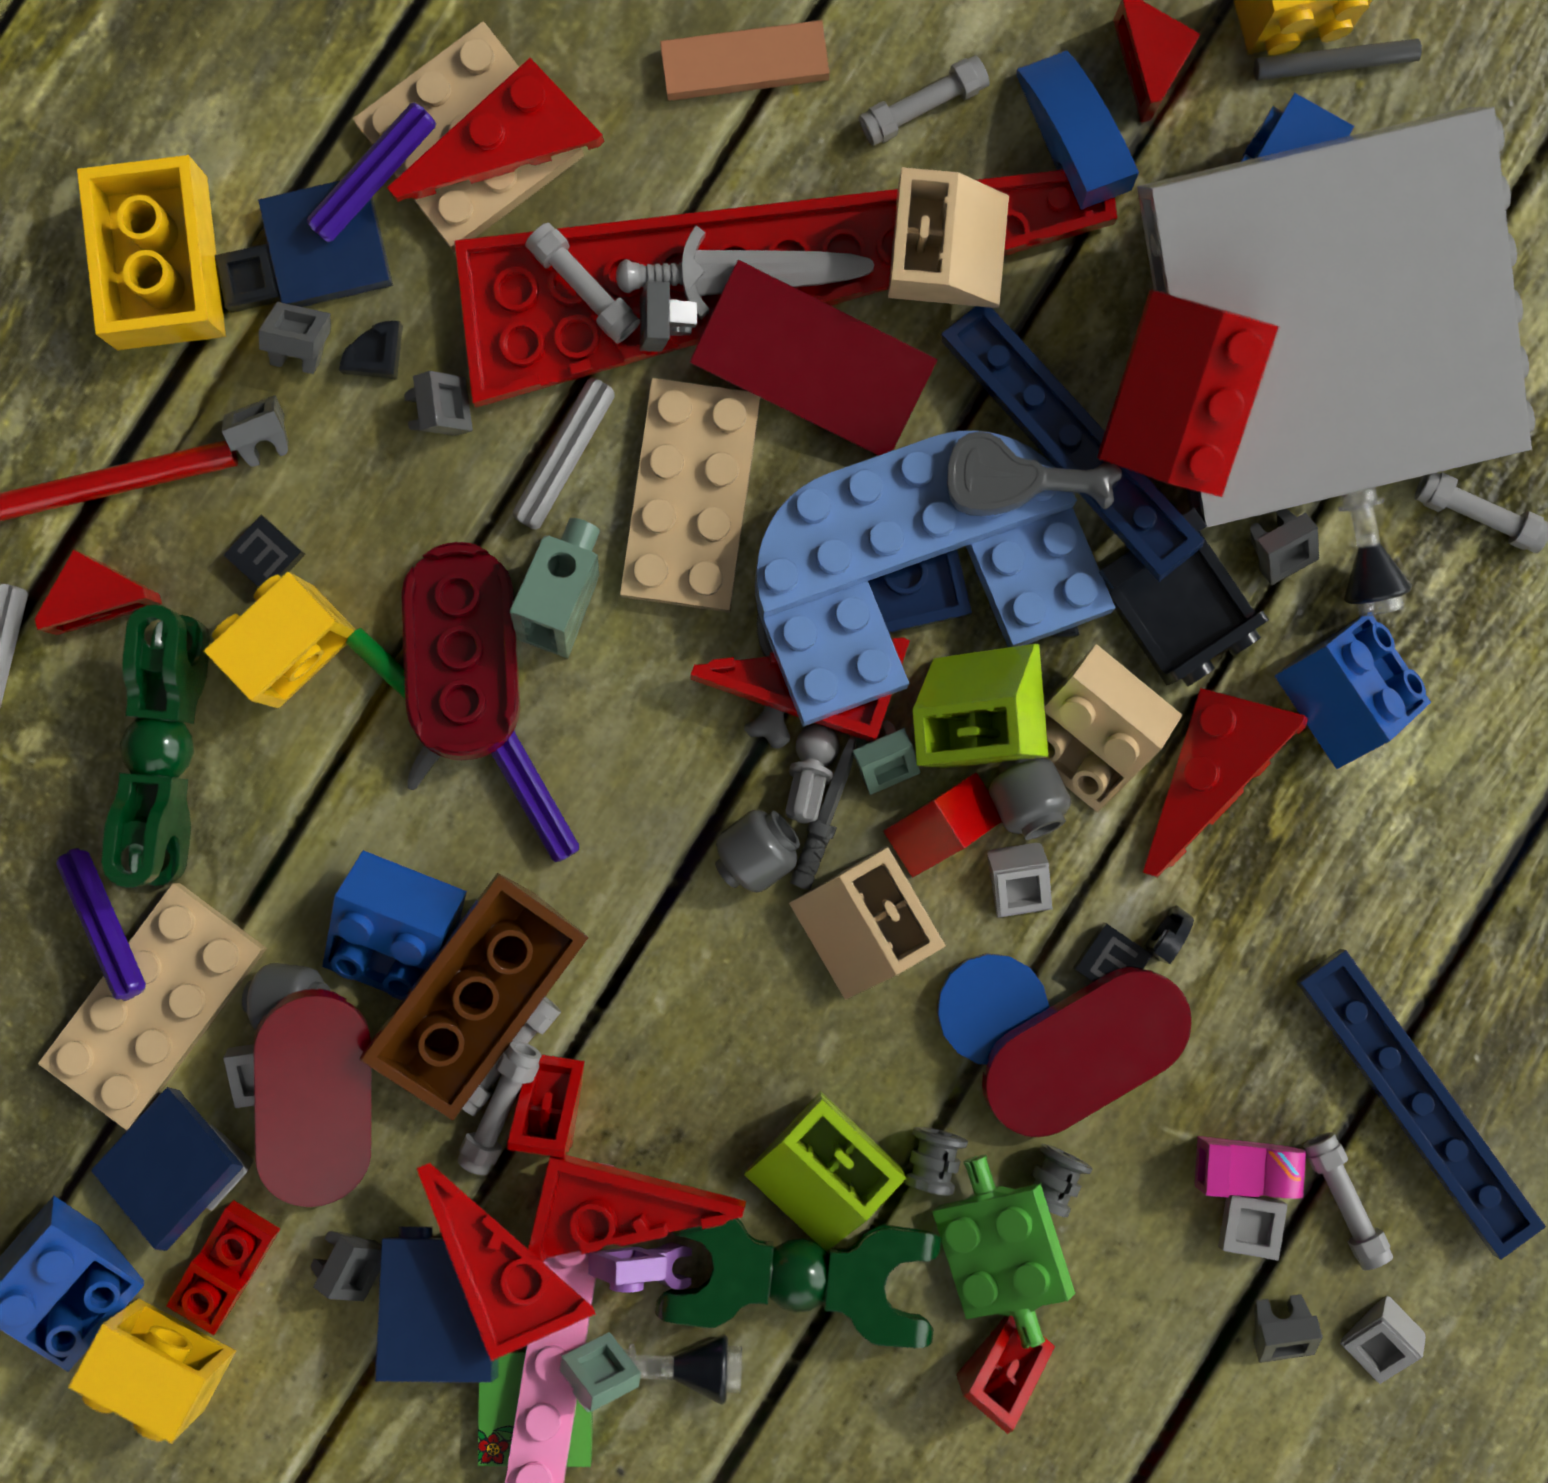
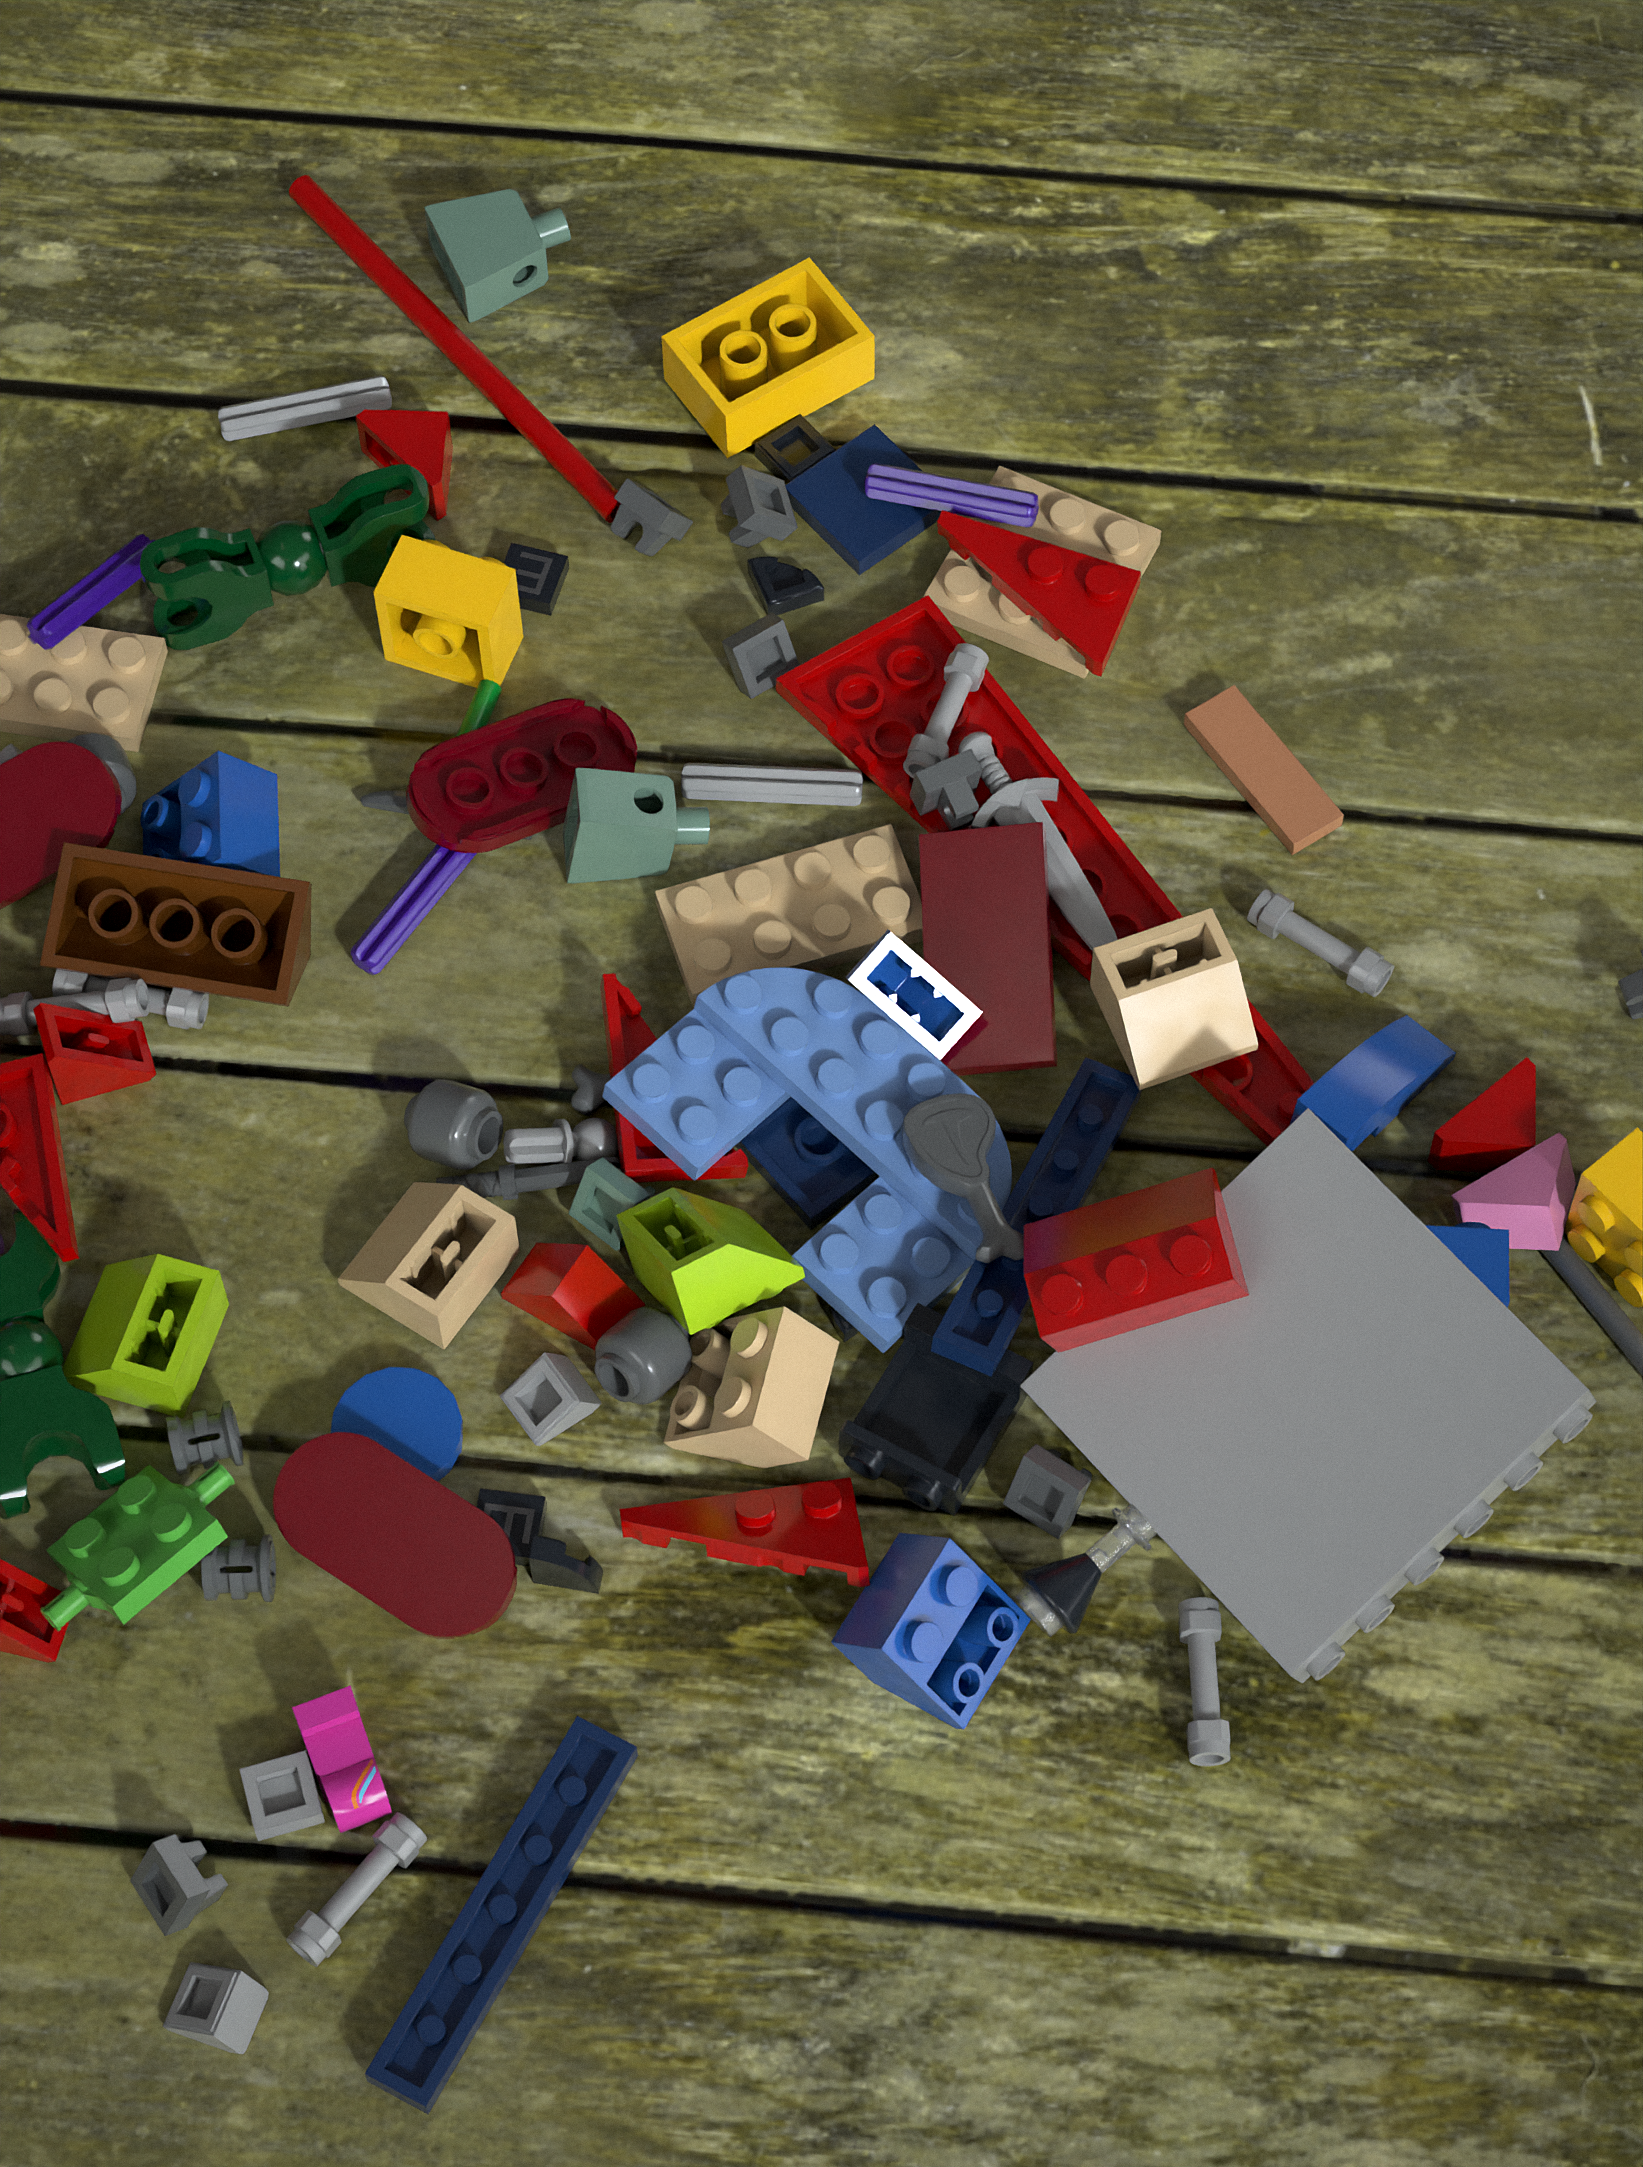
camera: 65 degrees right, 25 degrees down
(838, 437) = (913, 994): none -> slope
(1233, 69) = (1524, 1196): none -> bright pink slope

